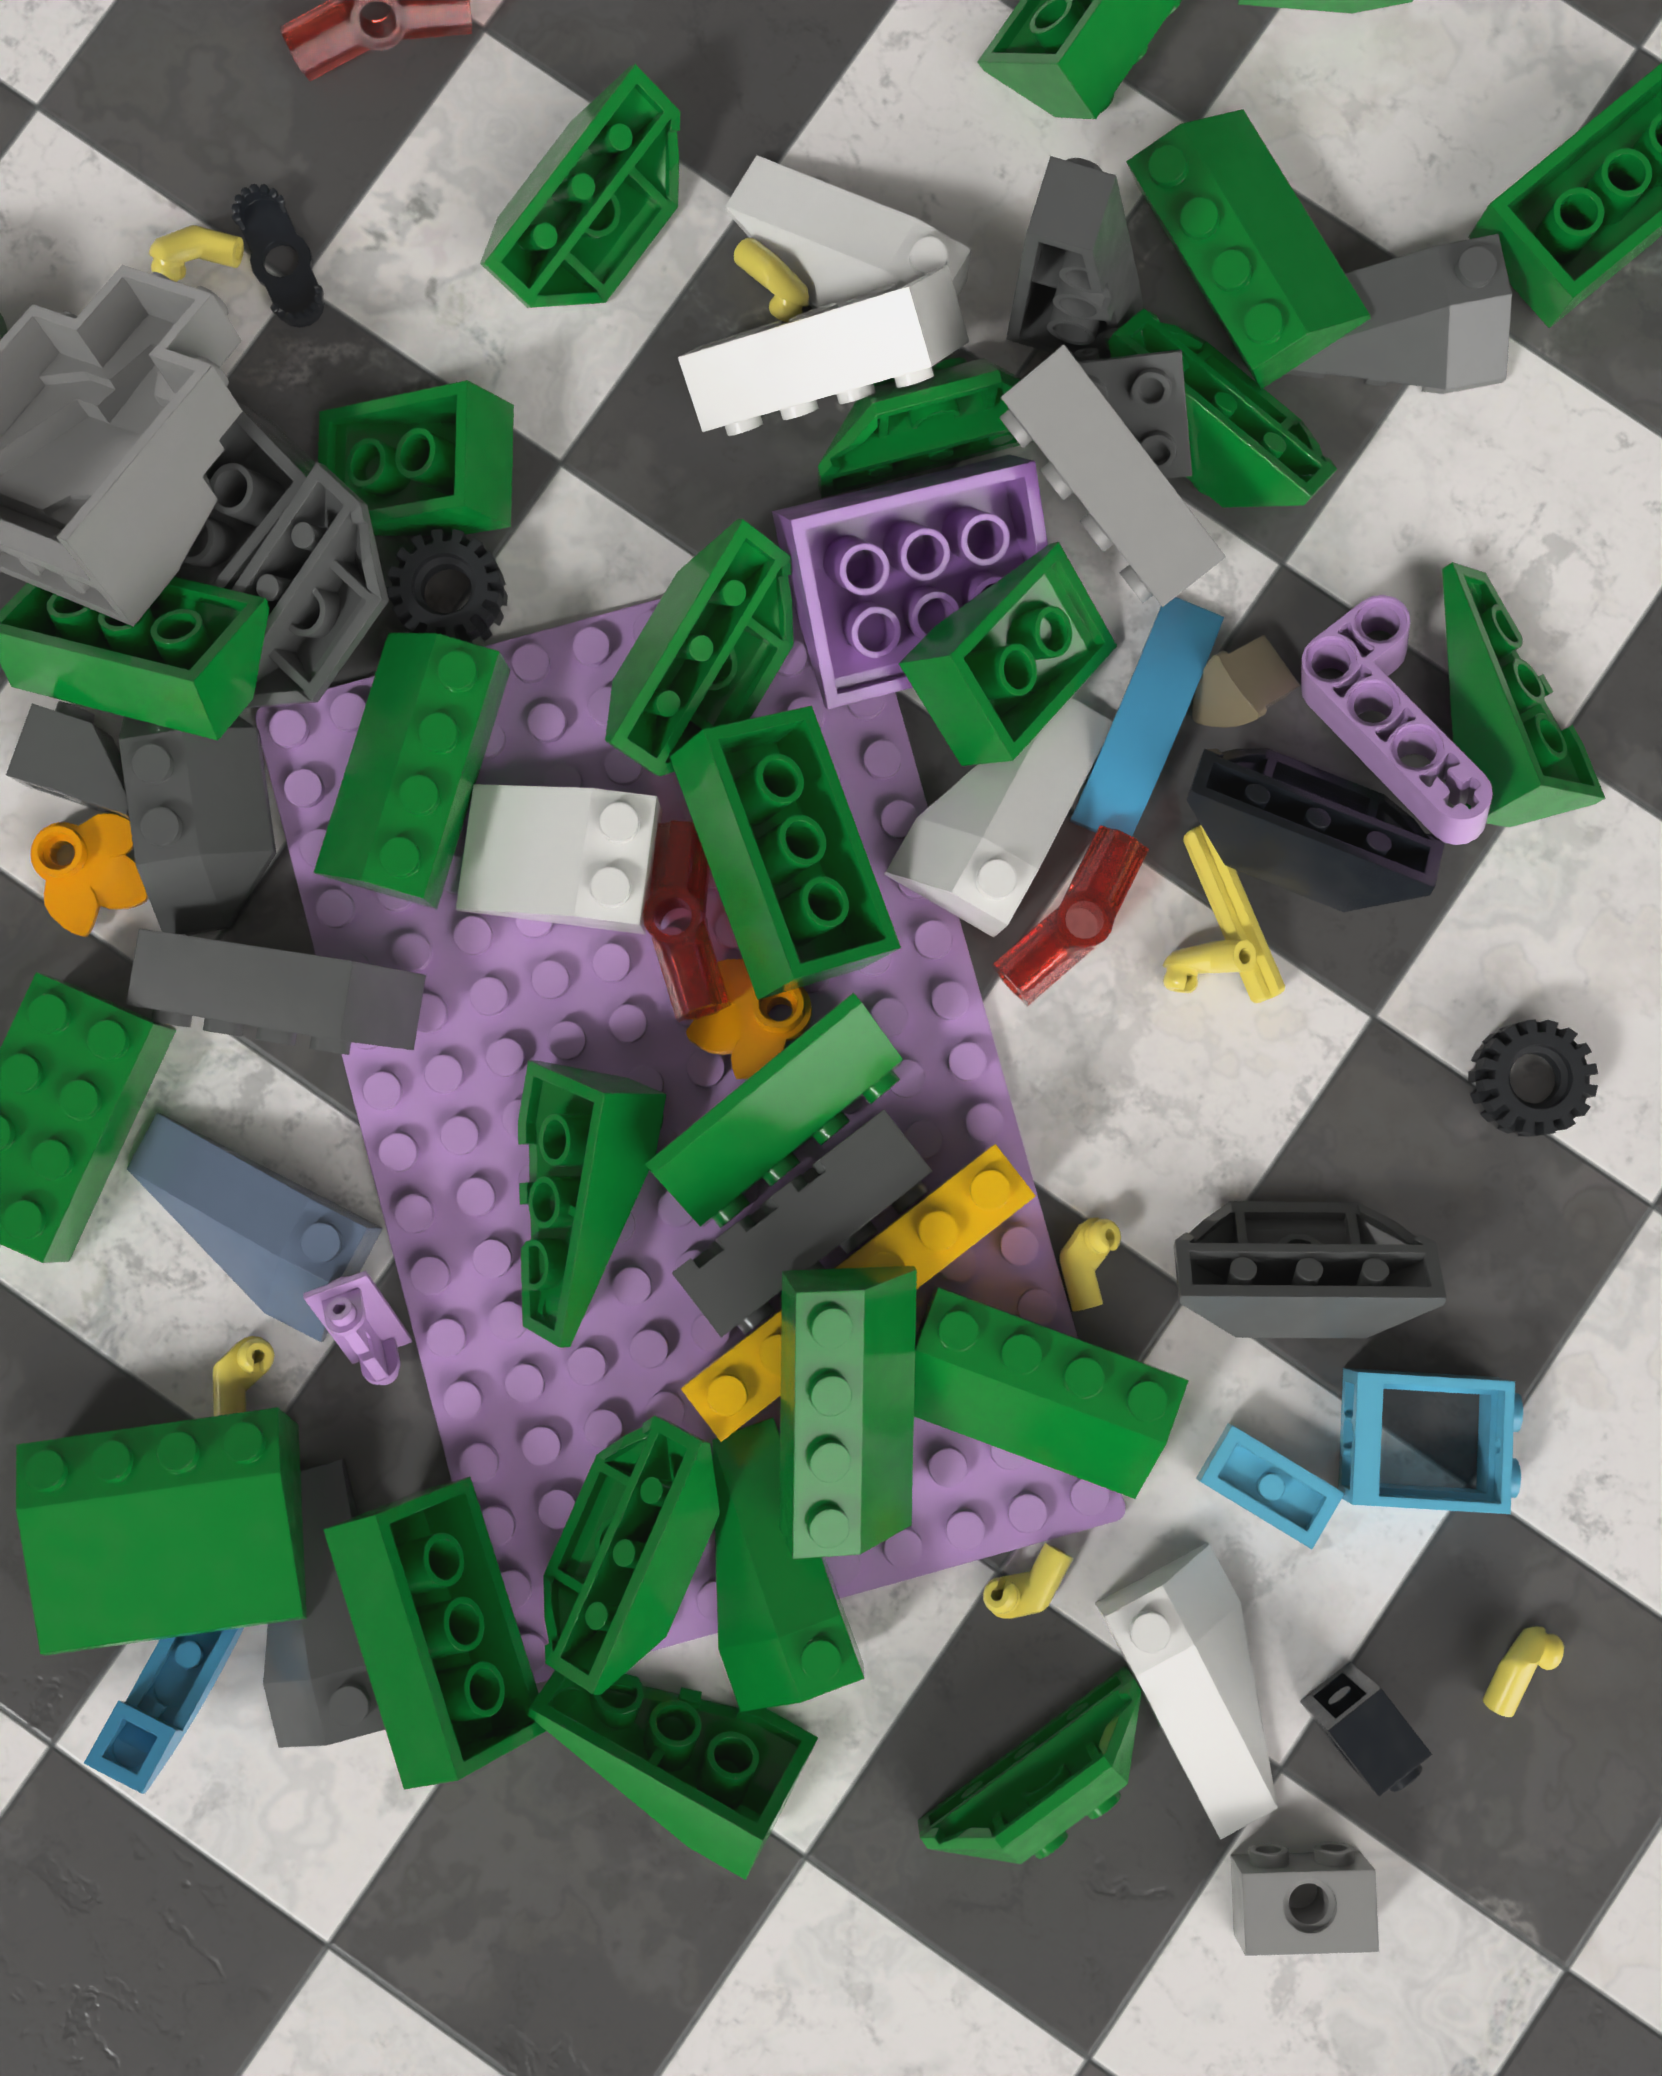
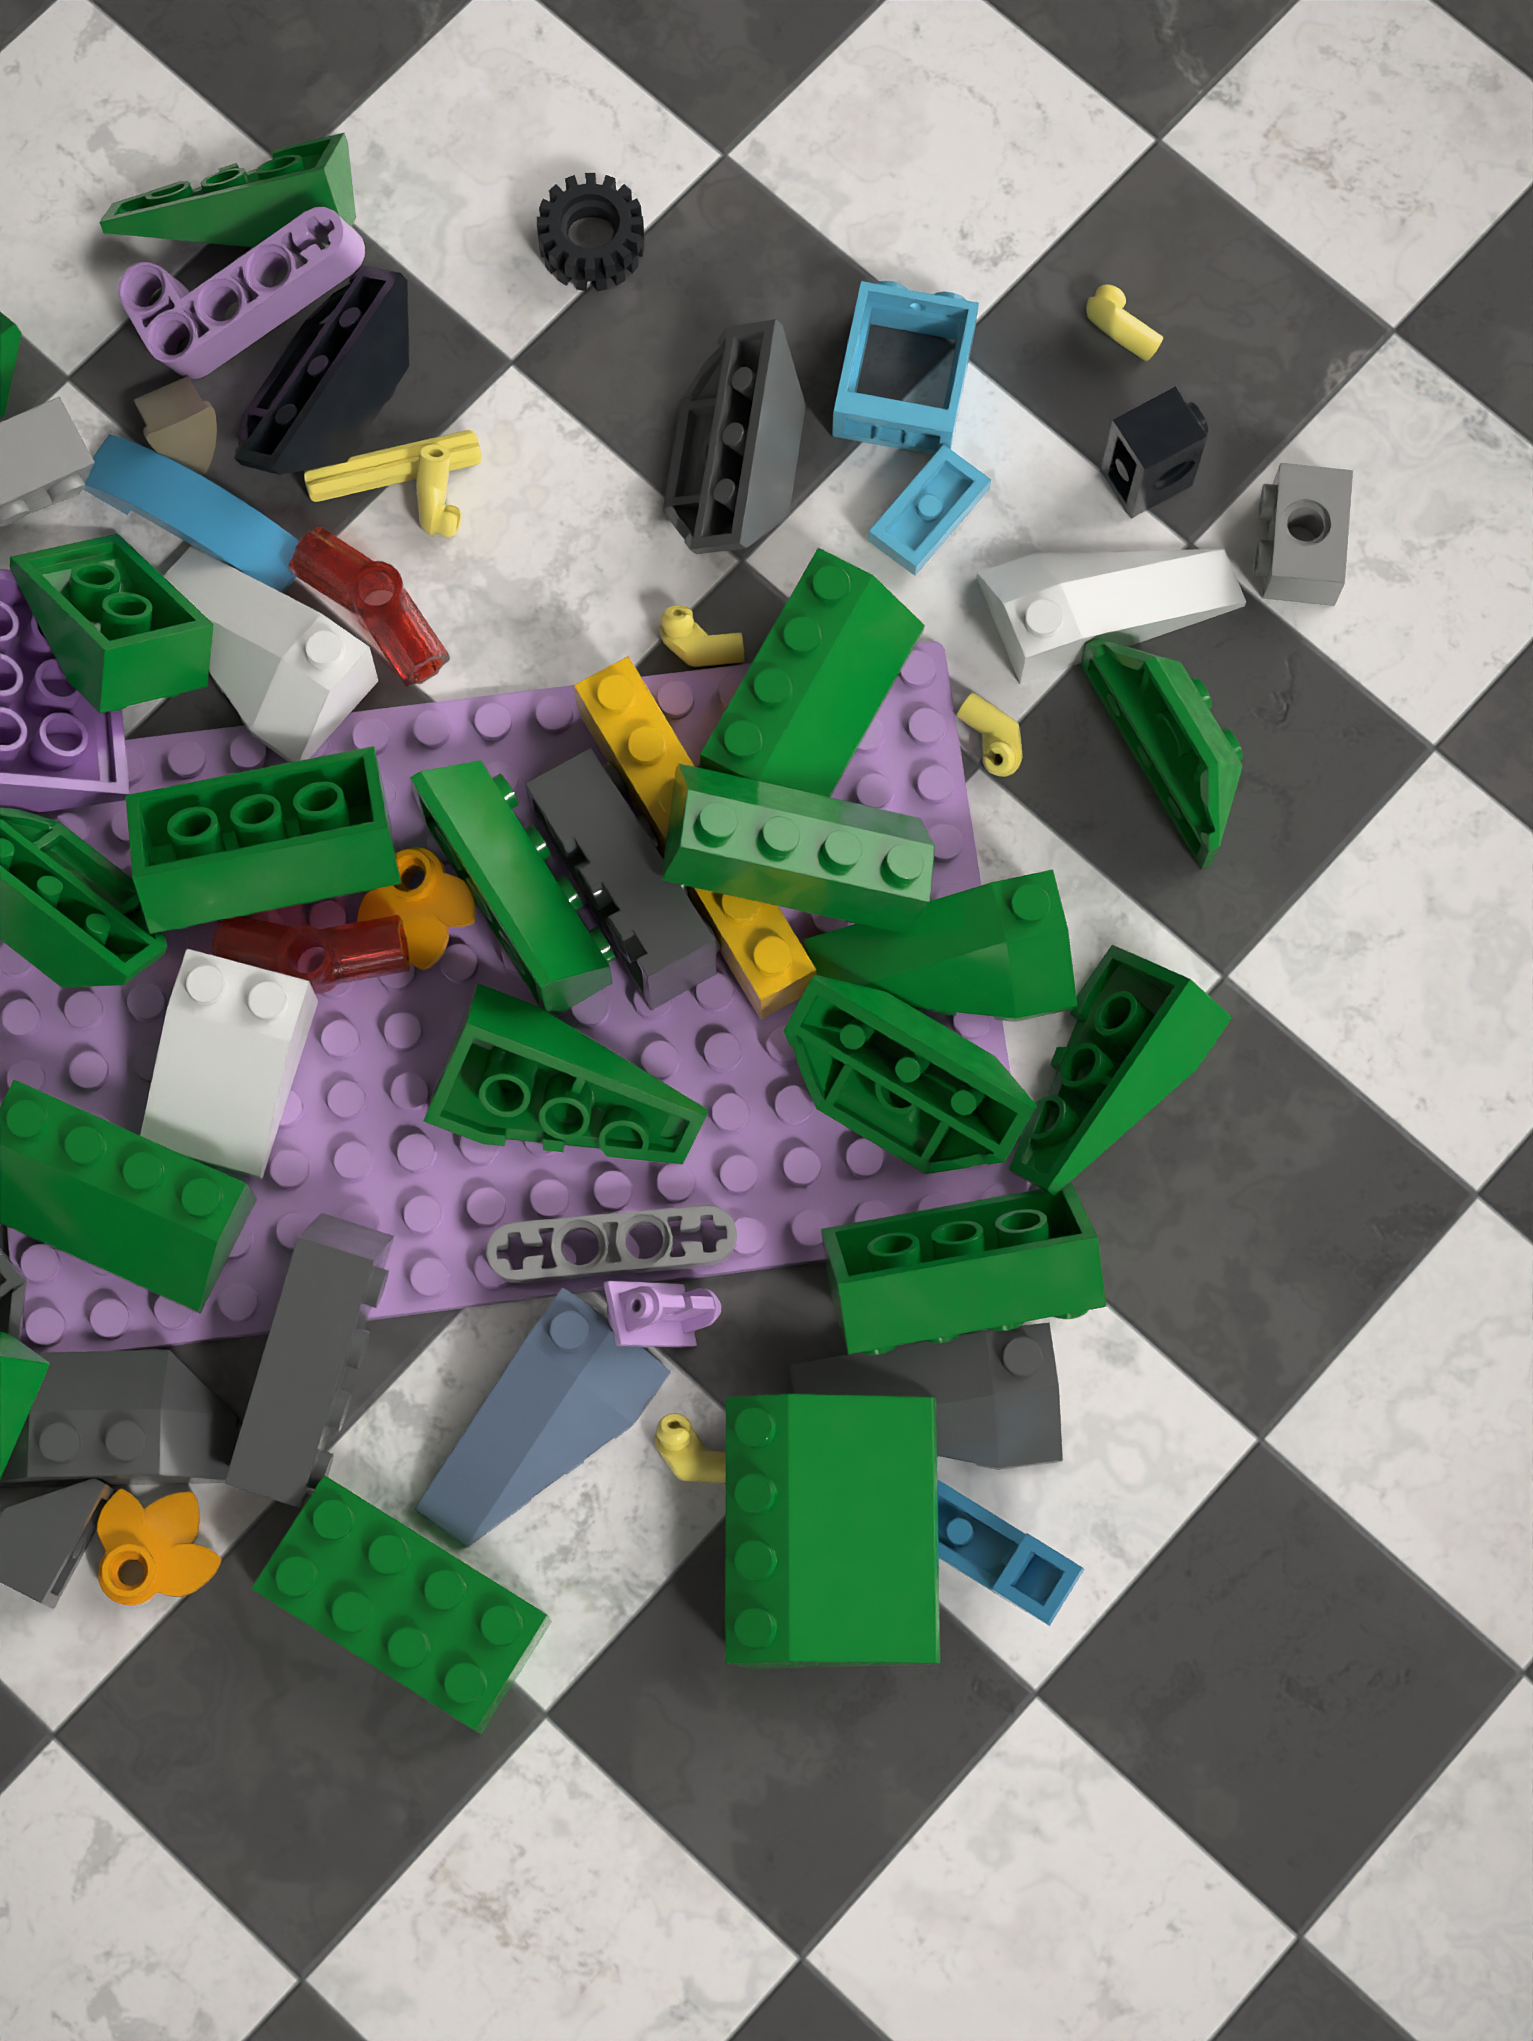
camera: 85 degrees left, 10 degrees down
(417, 1270) = (611, 1234): none -> light grey beam

